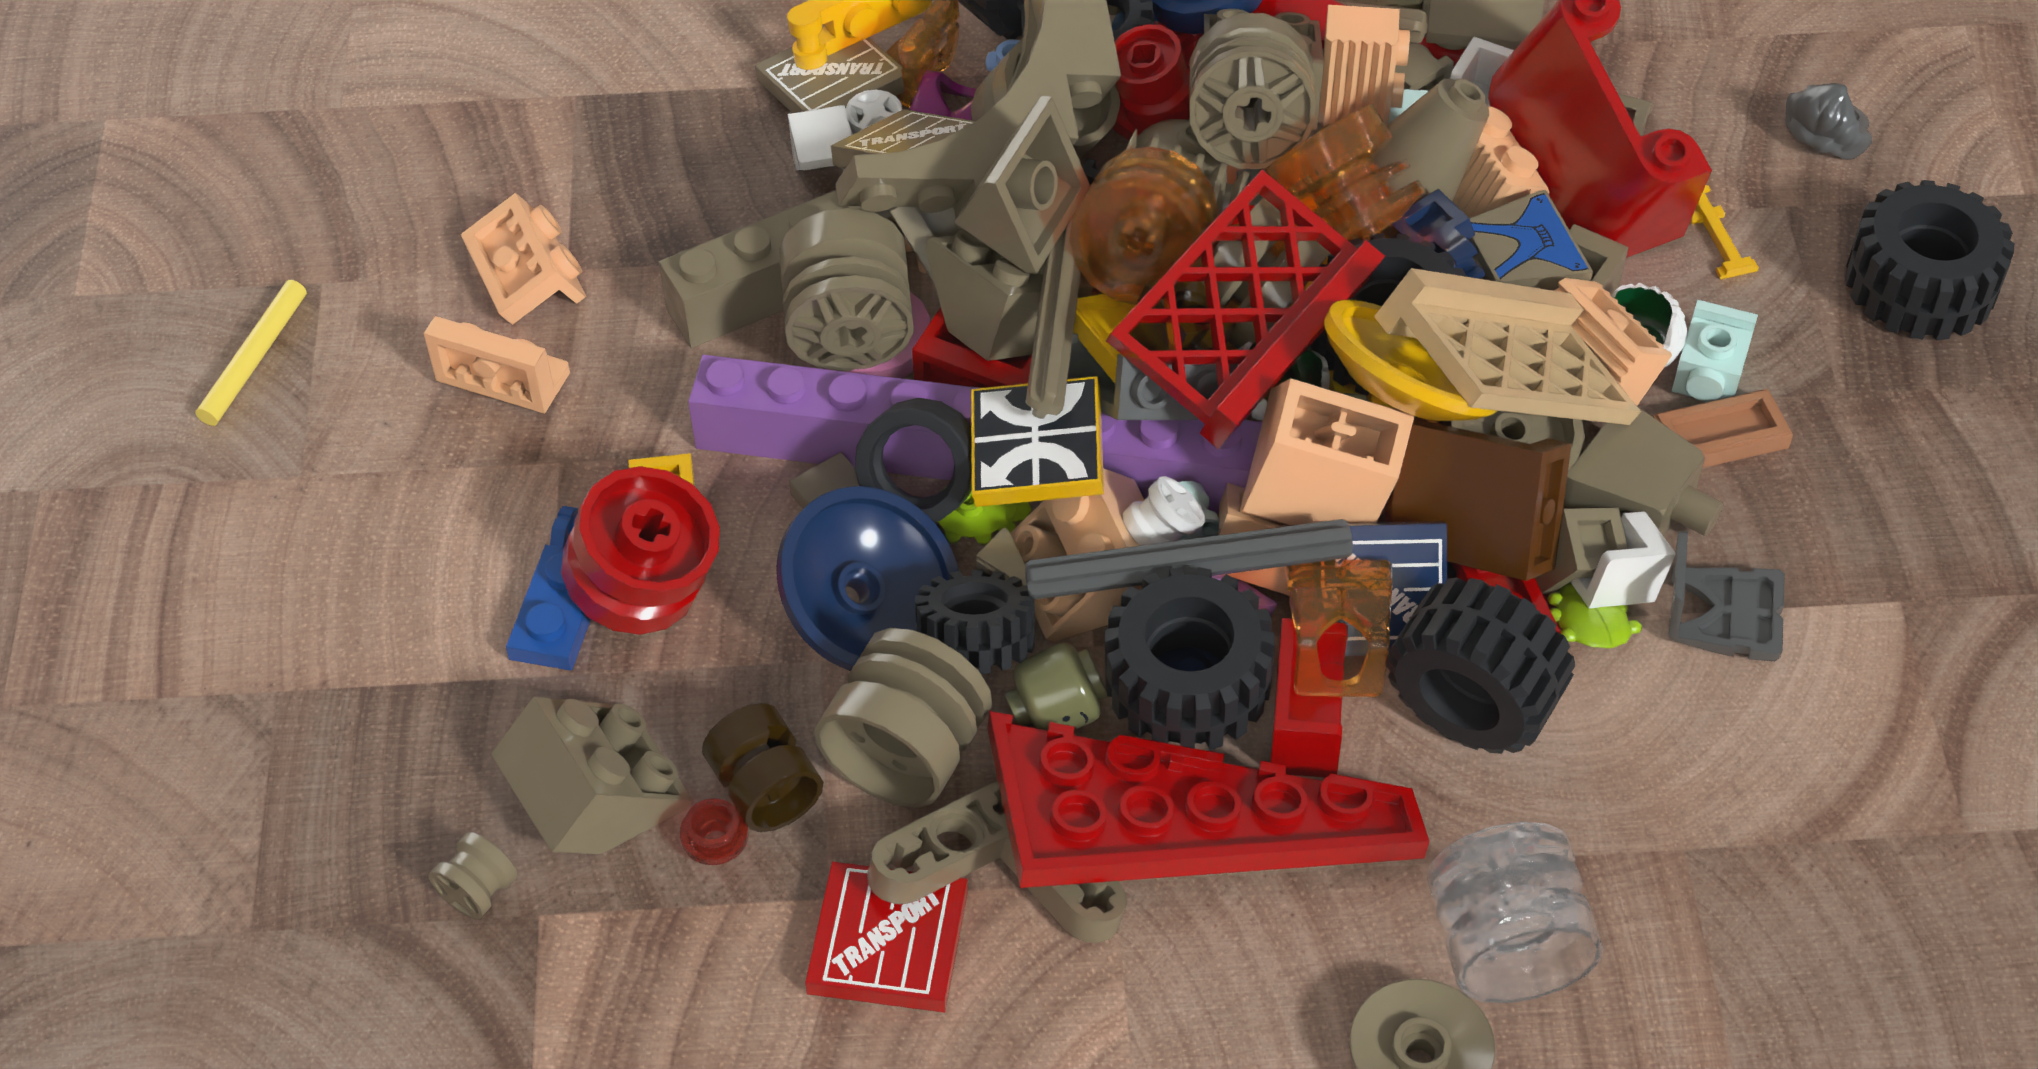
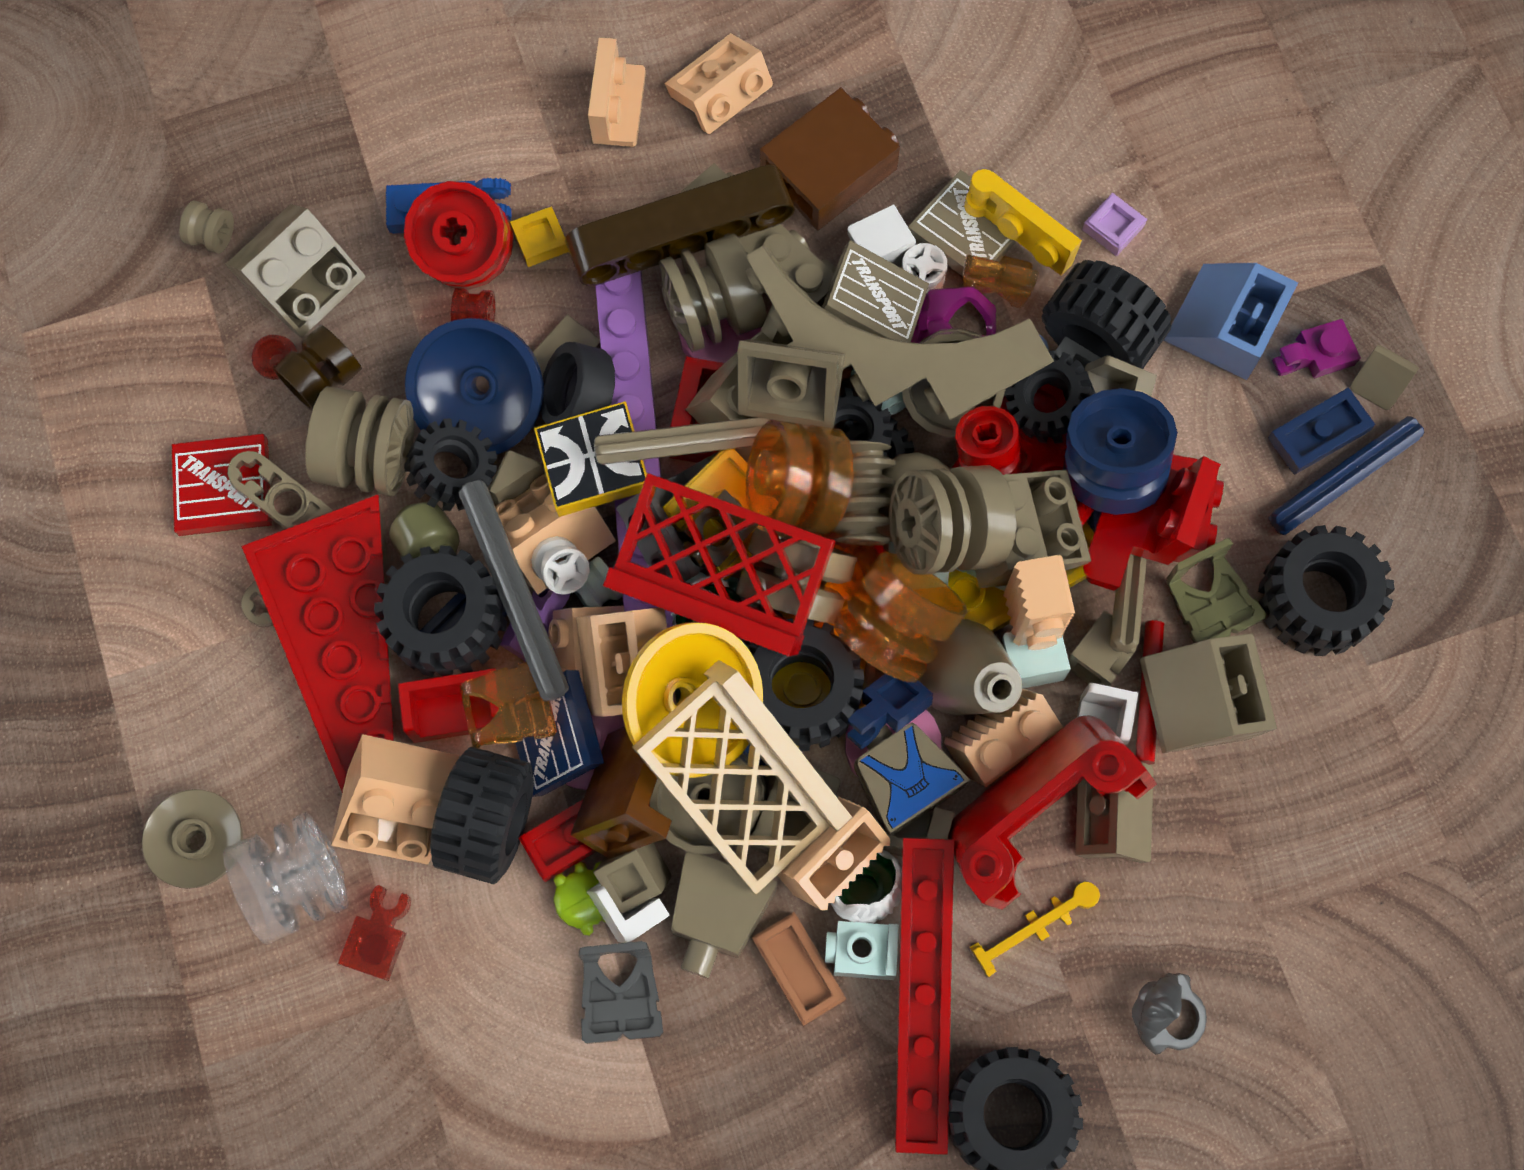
camera: 75 degrees right, 20 degrees up
(686, 174) = (832, 157): none -> reddish brown brick
(744, 579) = (473, 305): none -> clear red wheel
(748, 291) = (678, 224): none -> dark brown beam
(1431, 763) = (391, 799): none -> light nougat slope
(1612, 853) = (375, 942): none -> clear red plate
(1783, 298) = (924, 996): none -> red plate

